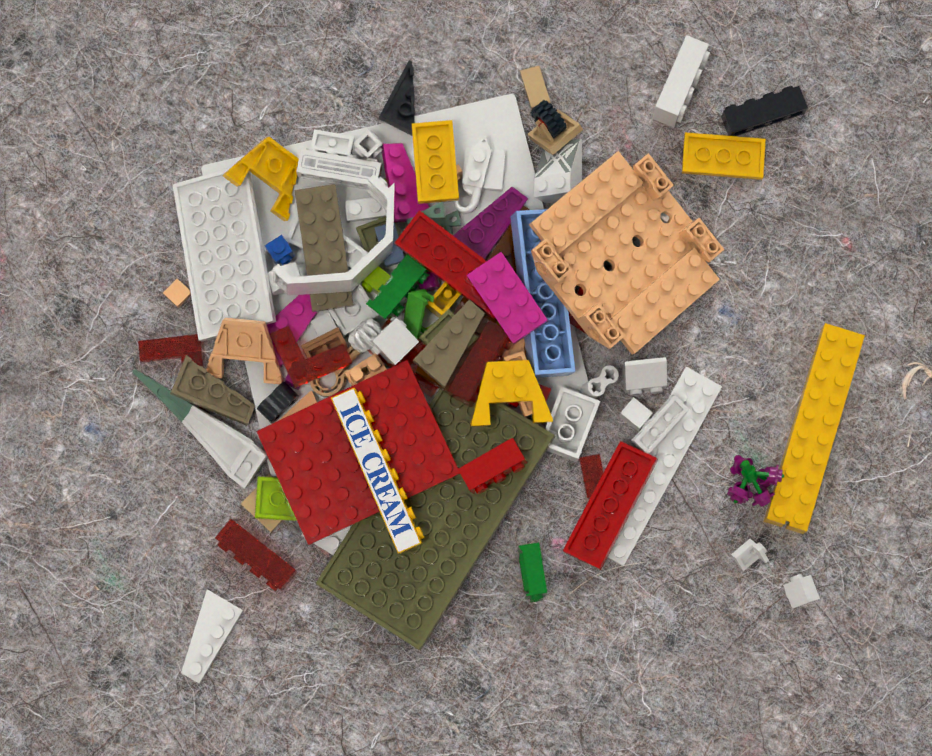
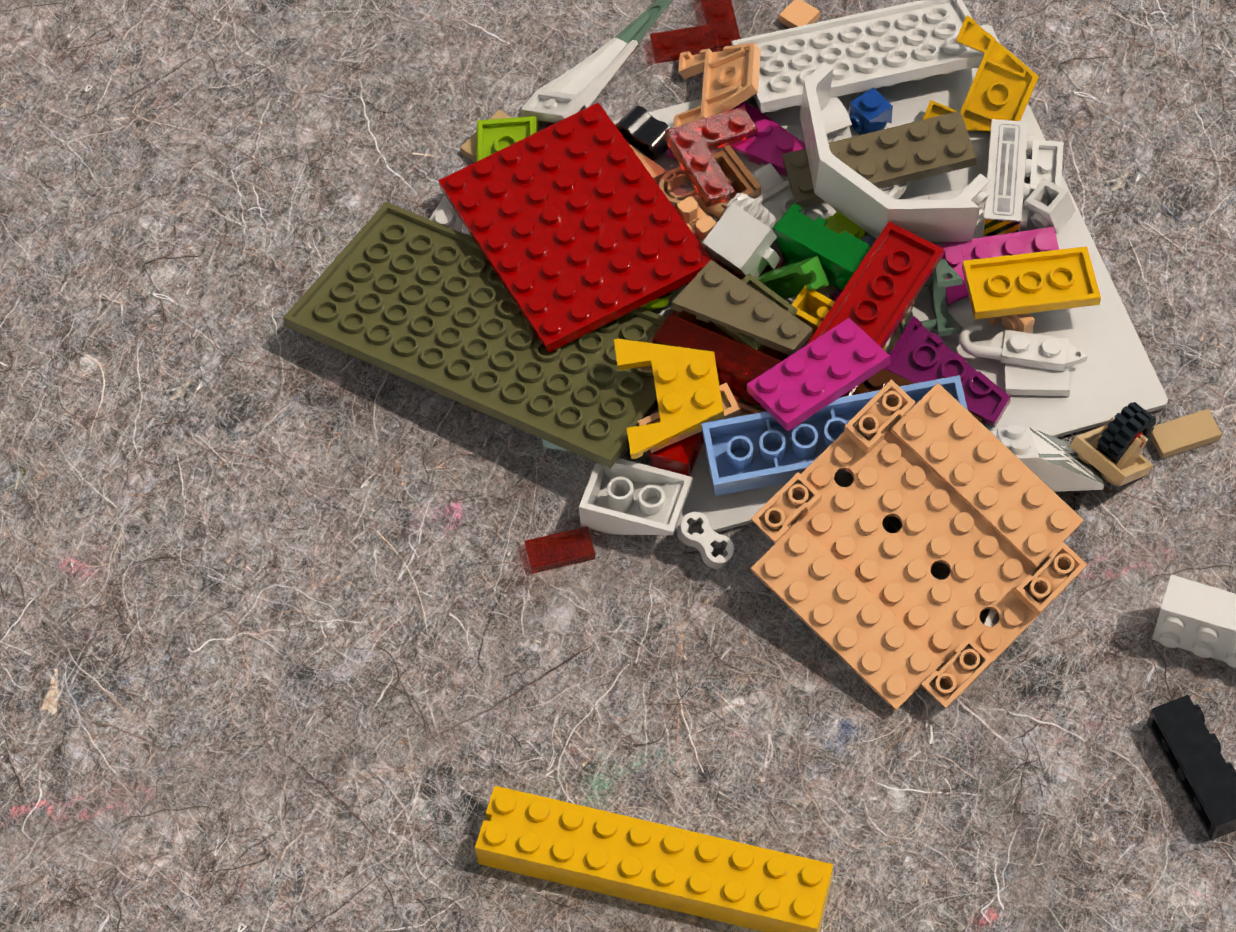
camera: 90 degrees right, 20 degrees down
(210, 633) = (319, 94): white wing -> none
(211, 393) = (655, 52): dark tan wing -> none
(256, 555) = (425, 131): clear red brick -> none
(377, 471) = (541, 234): brick -> none
(399, 108) = (1123, 251): black wing -> none
(493, 466) = (556, 381): red brick -> none
(532, 572) = (402, 463): green window -> none
(610, 505) = (510, 562): red plate -> none
(636, 414) = (659, 599): white brick -> none
(645, 376) = (721, 603): white slope -> none
(660, 424) = (643, 625): white hinge -> none
(698, 395) = (583, 636): white plate -> none
(723, 156) = (1112, 710): yellow plate -> none
(749, 553) = (438, 772): white bracket -> none
(761, 480) = (548, 755): magenta plant -> none
(801, 590) = (379, 852): white brick -> none

